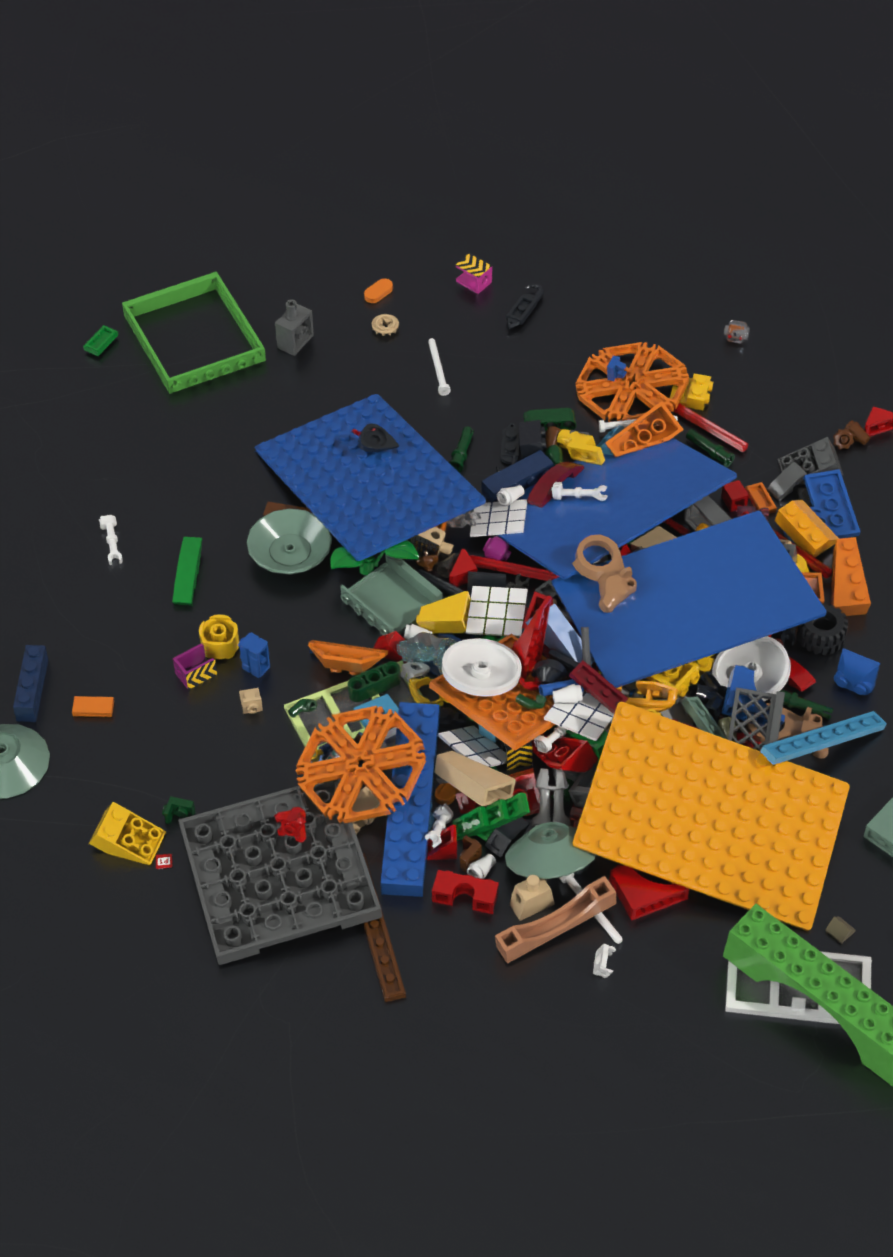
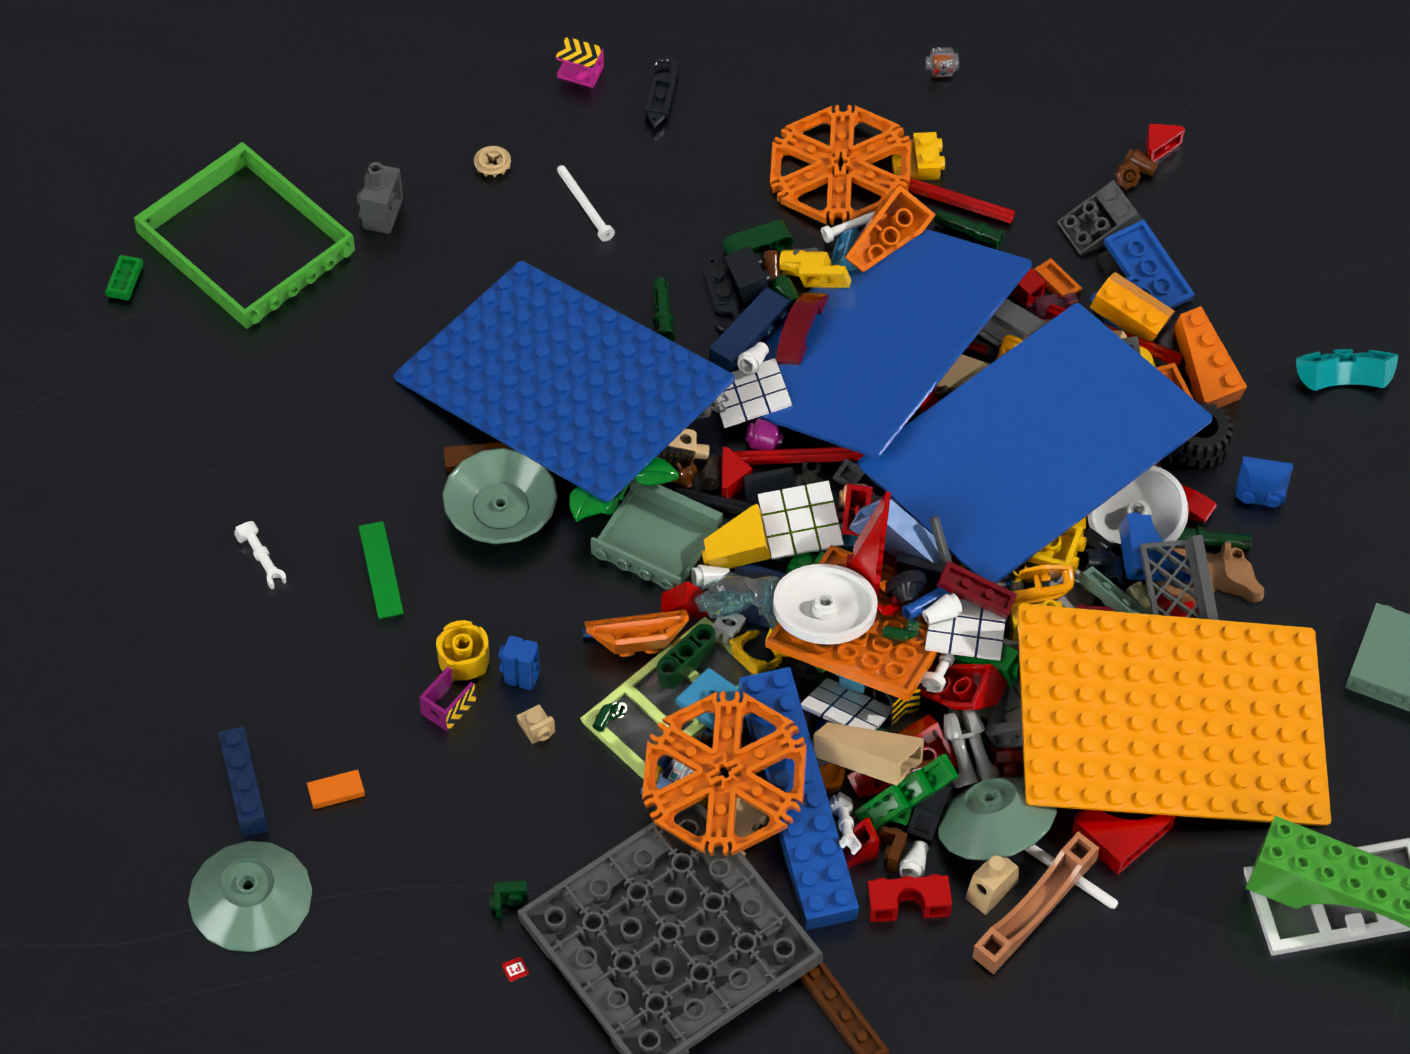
camera: 20 degrees left, 5 degrees up
(127, 835) = (456, 949): yellow slope -> none
(292, 823) = (671, 875): red rock -> none
(375, 439) = (556, 328): black piece -> none
(378, 290) = (463, 115): orange tile -> none
(578, 492) = (841, 334): white piece -> none
(601, 960) = (1110, 946): white piece -> none
(613, 579) = (938, 443): medium nougat animal -> none
(616, 369) = (818, 152): blue tile -> none
(784, 483) = (1081, 250): dark grey slope -> none
(823, 737) = (1261, 578): dark azure plate -> none
(839, 929) = (1364, 814): dark tan slope -> none

